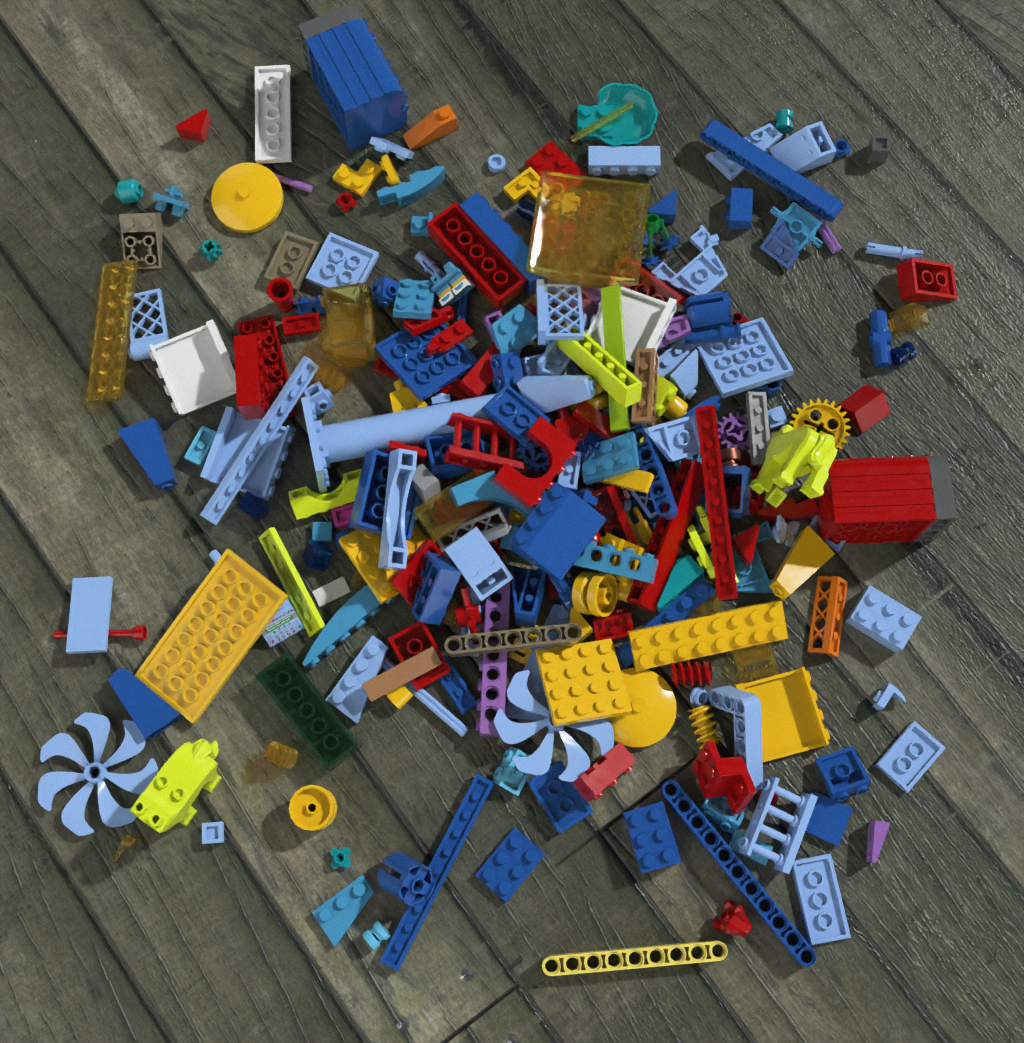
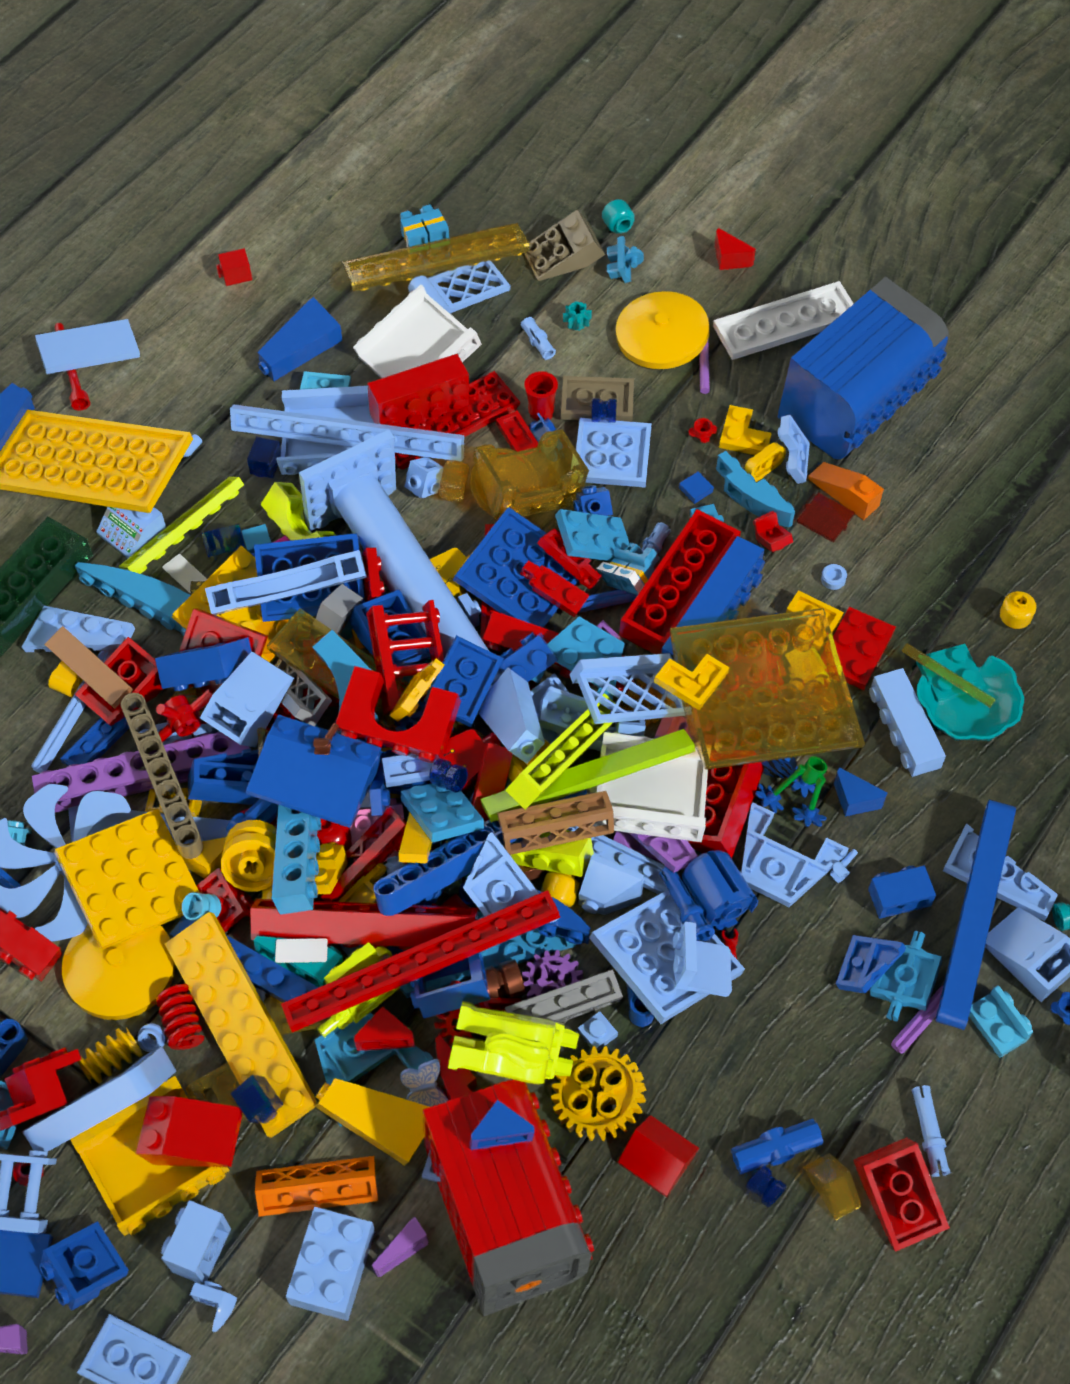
camera: 70 degrees right, 15 degrees down
(56, 483) = (234, 267): none -> red brick
(80, 332) = (424, 227): none -> dark azure hips
(209, 285) = (538, 338): none -> light blue pin
(310, 258) = (598, 412): none -> clear blue wheel
(392, 223) = (696, 487): none -> blue tile
(447, 150) = (825, 517): none -> clear red piece
(451, 188) = (770, 533): none -> red bracket
(519, 445) = (415, 690): none -> yellow wing
(549, 516) = (323, 745): none -> copper hand
(566, 63) = (1018, 610): none -> yellow head
(579, 267) = (692, 686): none -> yellow plate
(622, 641) = (198, 904): none -> medium azure wheel
(677, 579) = (301, 950): none -> white sticker
(760, 338) = (700, 964): none -> light blue bracket
(771, 634) = (257, 1099): none -> clear blue brick
(781, 682) = (189, 1132): none -> red slope
(840, 185) = (1000, 1021): none -> medium azure bracket
(852, 697) = (195, 1242): none -> light blue brick
(864, 479) = (501, 1127): none -> blue slope
(882, 572) = (405, 1244): none -> medium lavender slope

